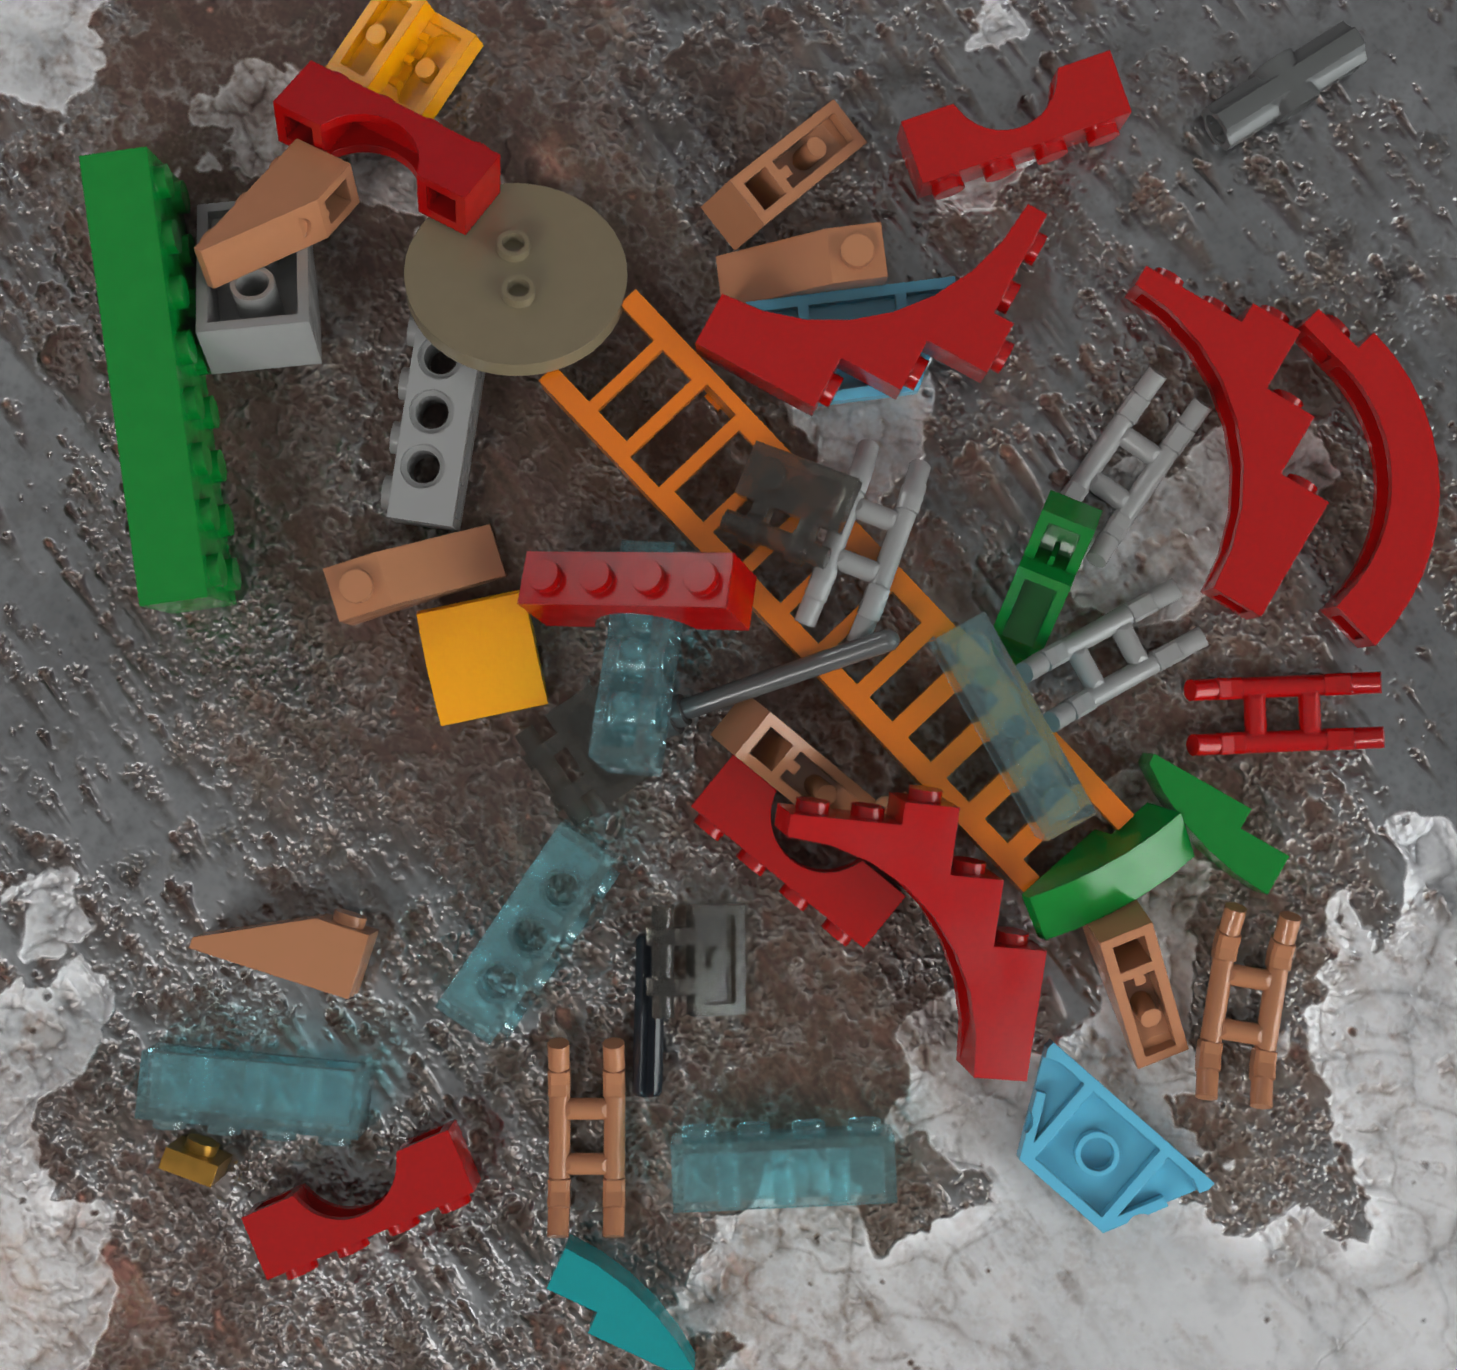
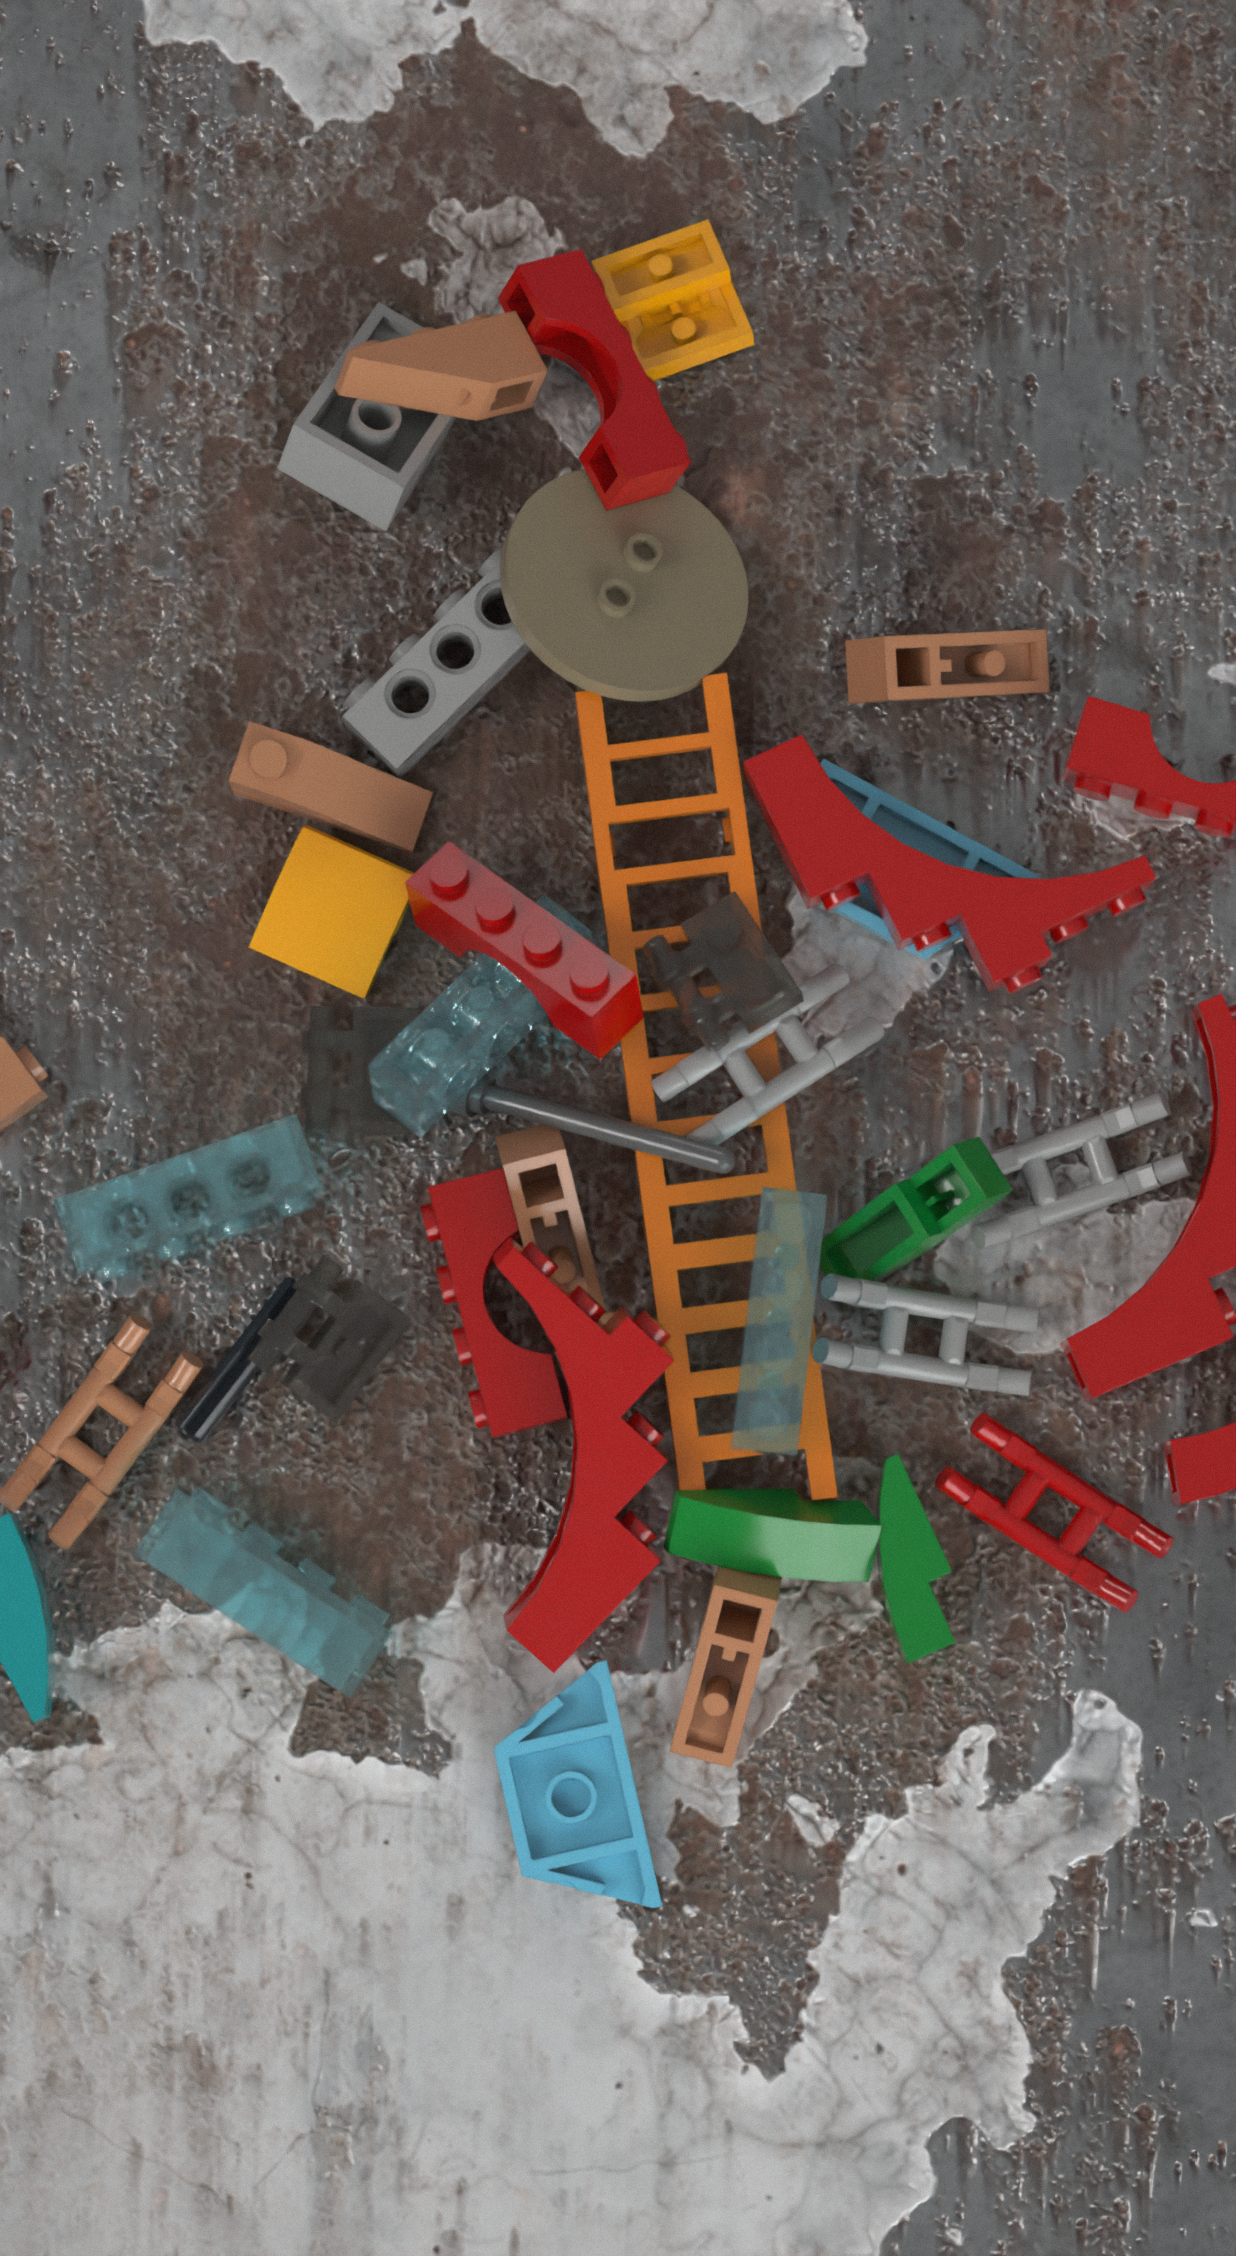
camera: 30 degrees right, 5 degrees down
(159, 382) = (224, 446): green brick -> none
(806, 264) = (903, 763): nougat slope -> none
(1262, 1034) = (810, 1803): nougat piece -> none

